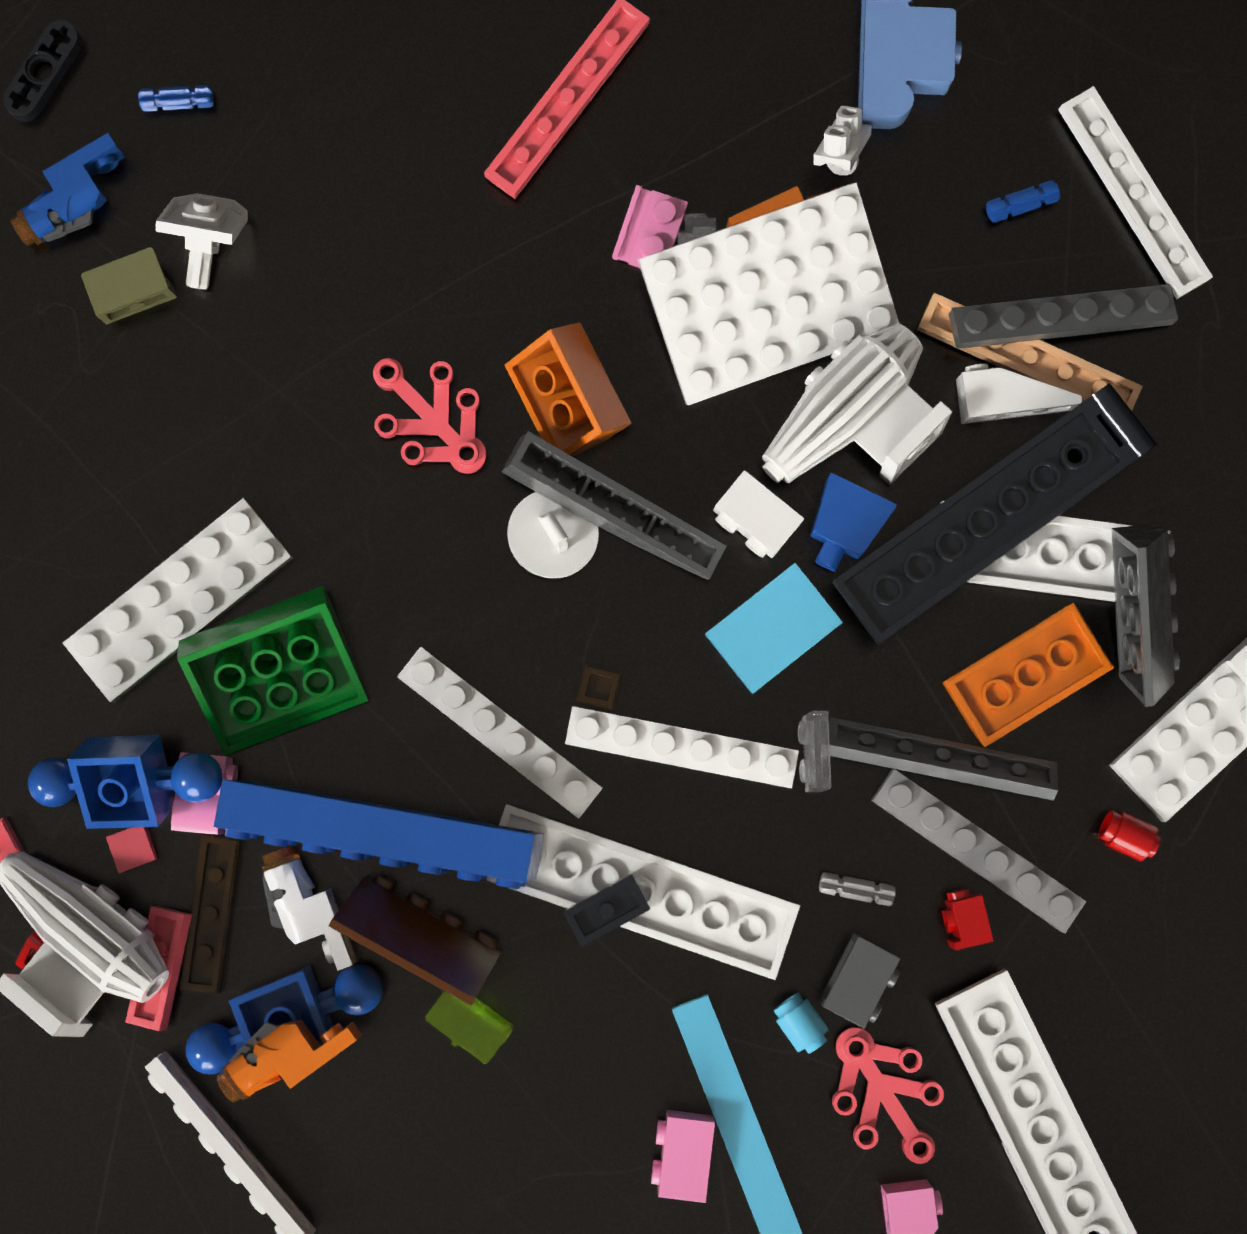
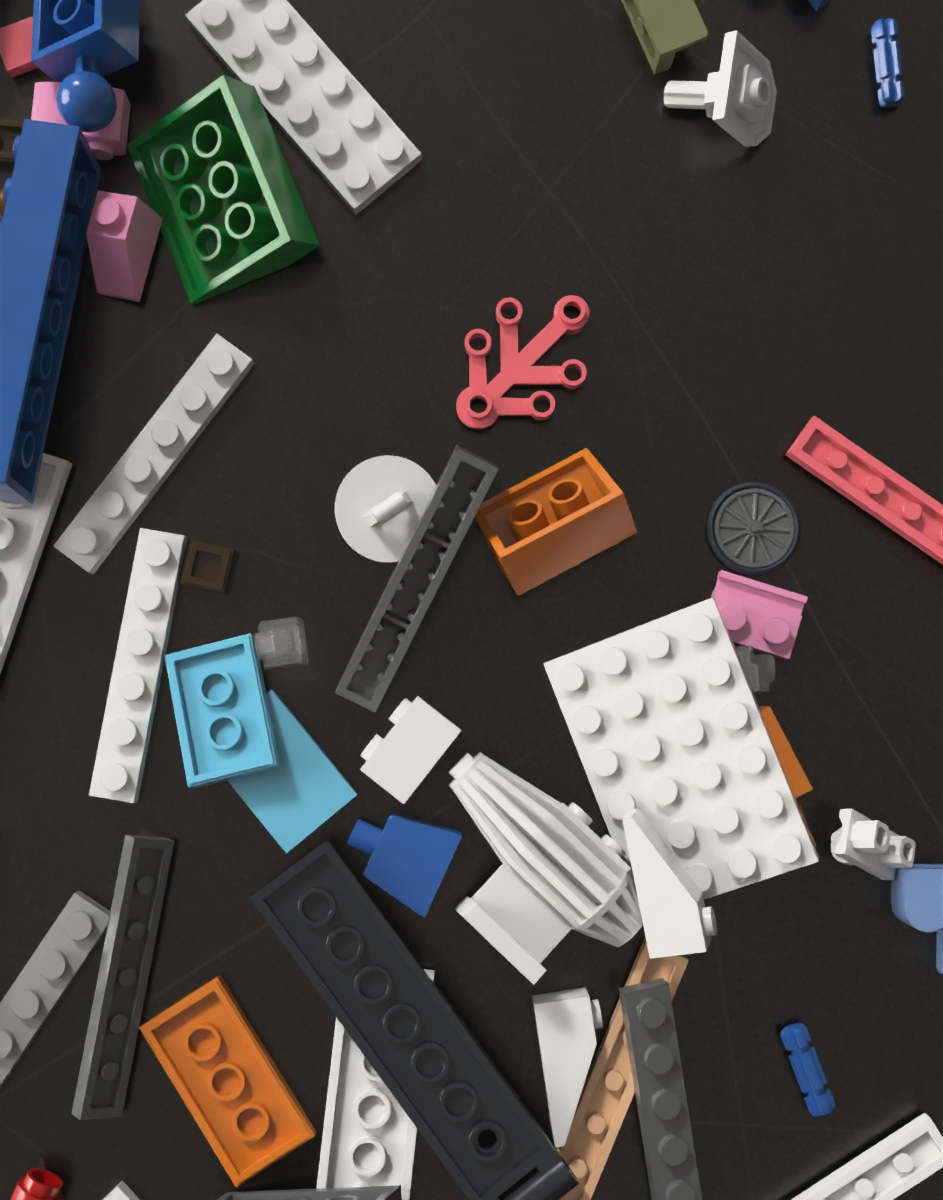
camera: 90 degrees right, 0 degrees up
(318, 756) = (121, 244): none -> bright pink slope
(576, 227) = (753, 528): none -> dark grey wheel
(667, 623) = (281, 643): none -> clear brick
(722, 674) = (221, 711): none -> medium azure tile
(815, 767) = (111, 823): clear plate -> none
(881, 305) = (667, 896): none -> white slope

